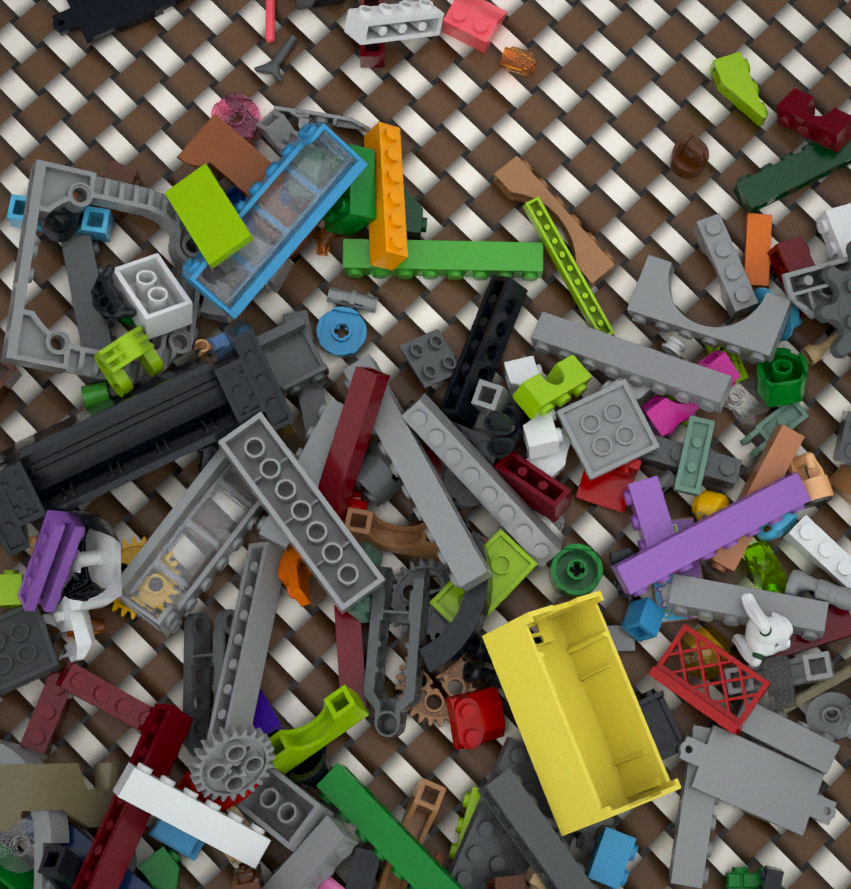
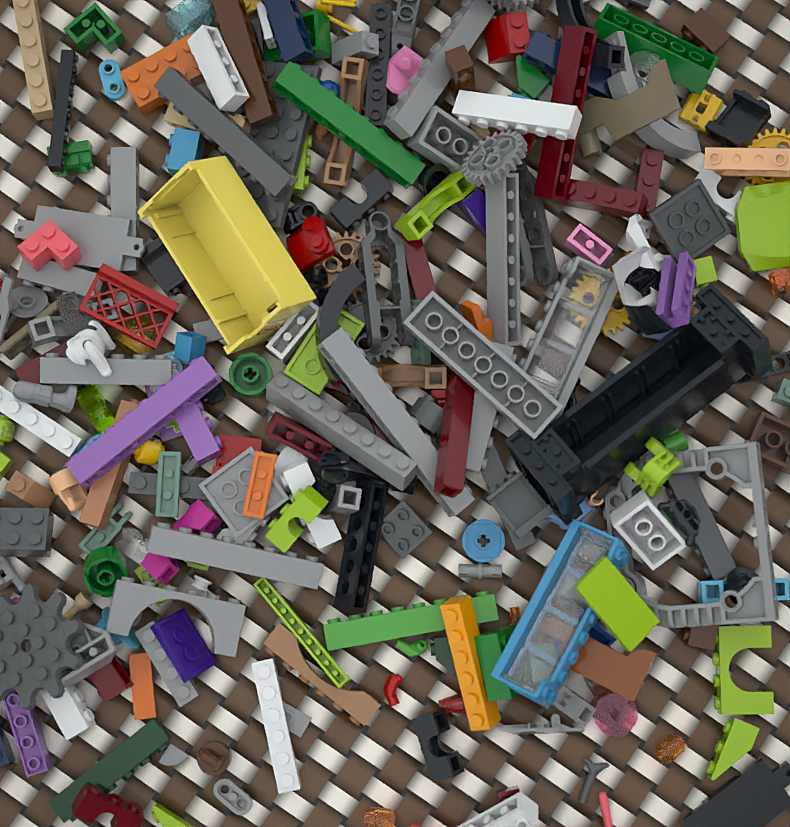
camera: 175 degrees right, 5 degrees up
(104, 109) = (729, 697): none -> lime arch
(113, 60) = (735, 743): none -> lime slope
(140, 646) = (588, 245): none -> bright pink brick
(184, 71) = (670, 748): none -> clear orange brick
(414, 162) = (453, 704): none -> clear red cone
(420, 746) = (350, 214): none -> black arch
(439, 103) = (439, 761): none -> black arch
(446, 231) = (411, 649): none -> bright green arm
(479, 194) = (390, 689): none -> red arm
(485, 755) = (297, 216): none -> black piece
(529, 599) = (293, 333): none -> white brick
(588, 431) = (259, 485): none -> orange tile
(600, 186) = (296, 720): none -> light grey plate
(615, 178) = (276, 725): none -> white arch
(677, 114) = (231, 798): none -> light grey plate
(704, 280) = (183, 645): none -> dark purple tile
(734, 169) = (173, 756): none -> light grey tile
(798, 775) = (49, 243): none -> coral brick

